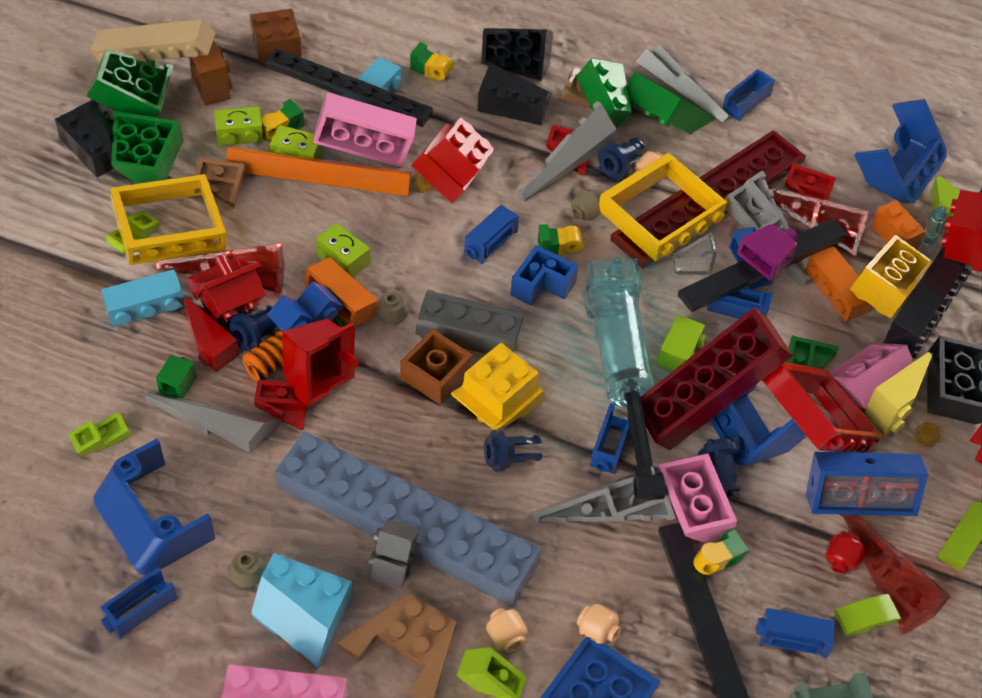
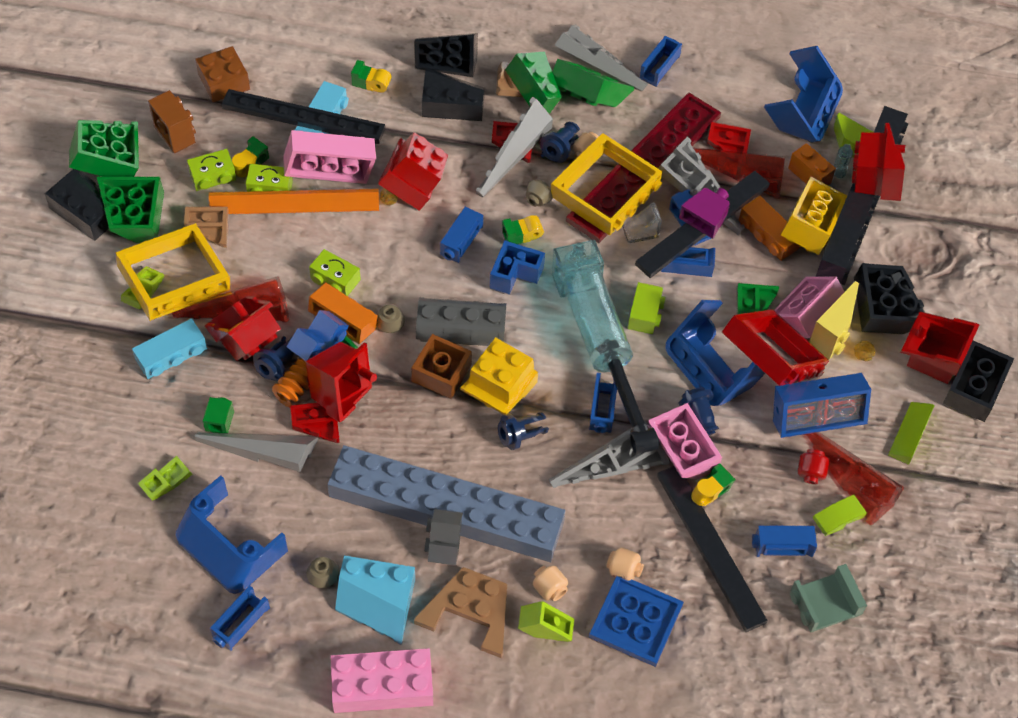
camera: 10 degrees left, 5 degrees up
(156, 40) = (116, 103): tan brick -> none
(214, 344) = (240, 377): red slope -> none
(713, 378) = (681, 338): dark red brick -> none

